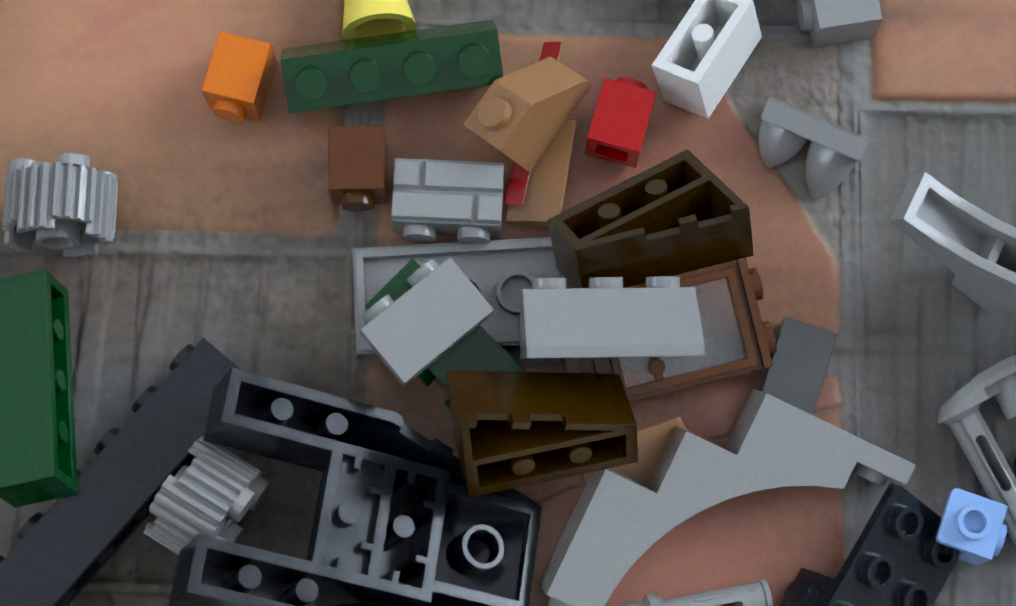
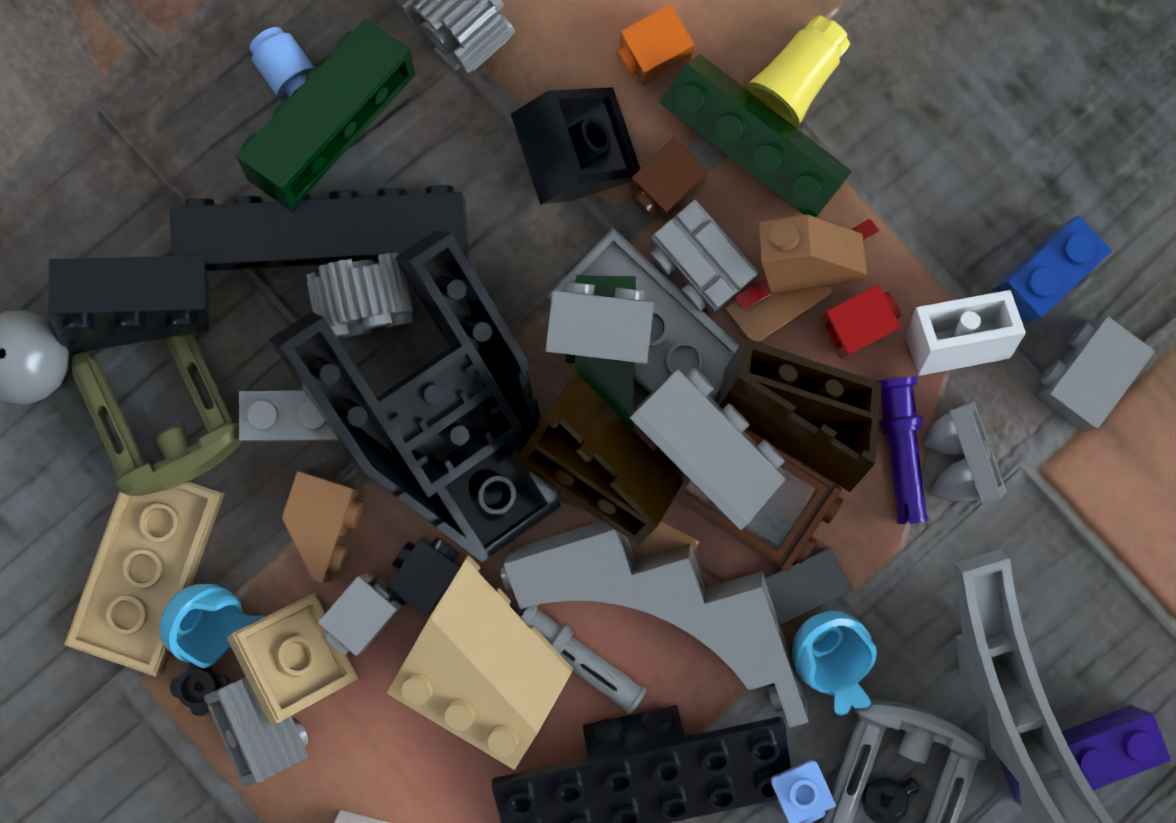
camera: 45 degrees right, 10 degrees up
(254, 214) = (575, 143): none -> black slope
(737, 170) = (900, 424): none -> dark purple pin
(878, 395) = (832, 656): none -> medium azure hat

